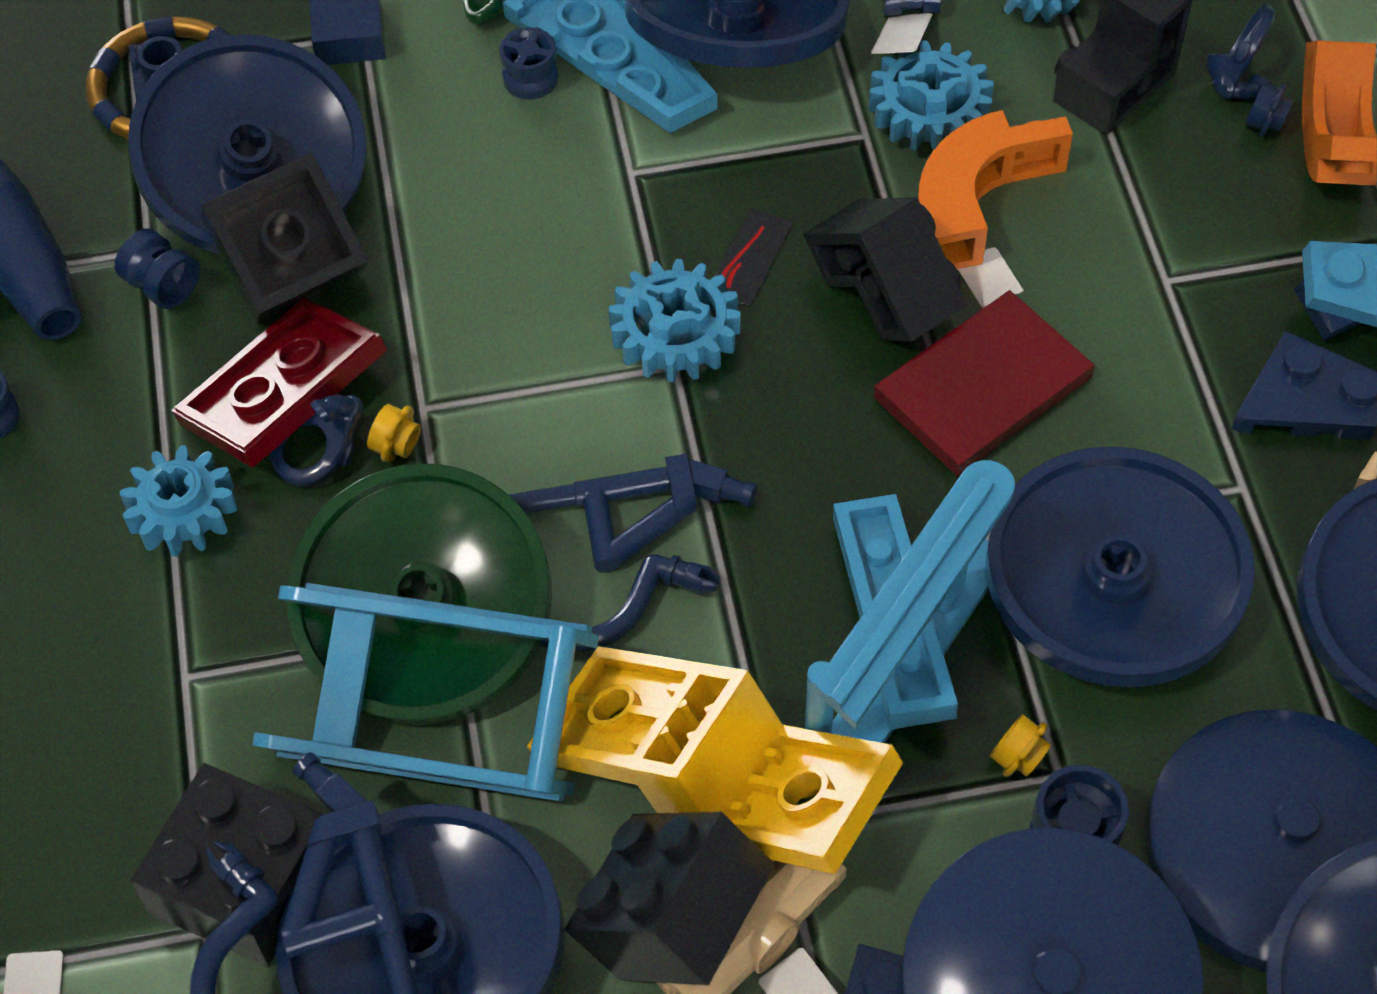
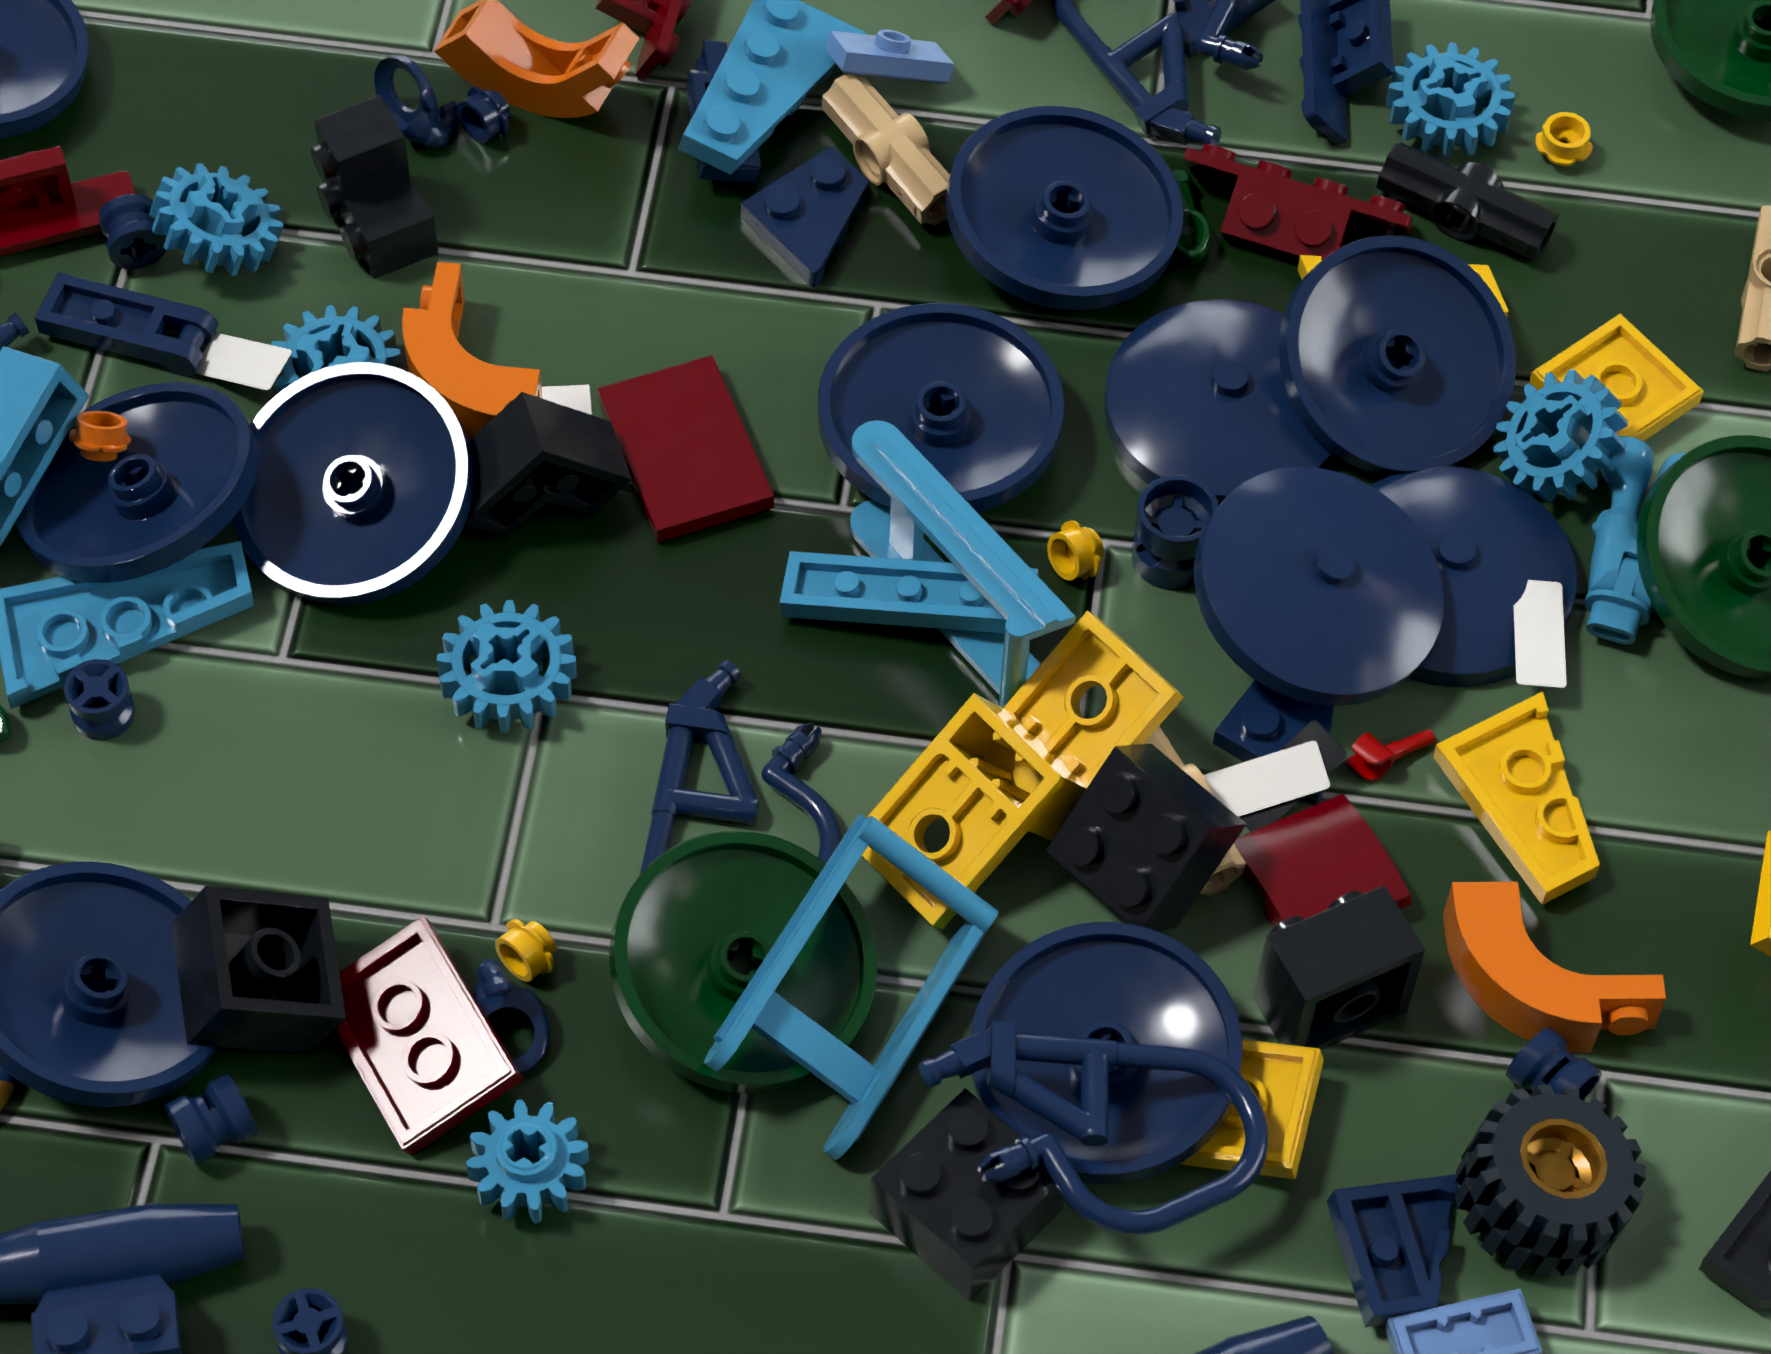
camera: 75 degrees left, 0 degrees up
(752, 253) = (450, 595): black sticker -> none
(804, 143) = (356, 484): none -> dark blue dish

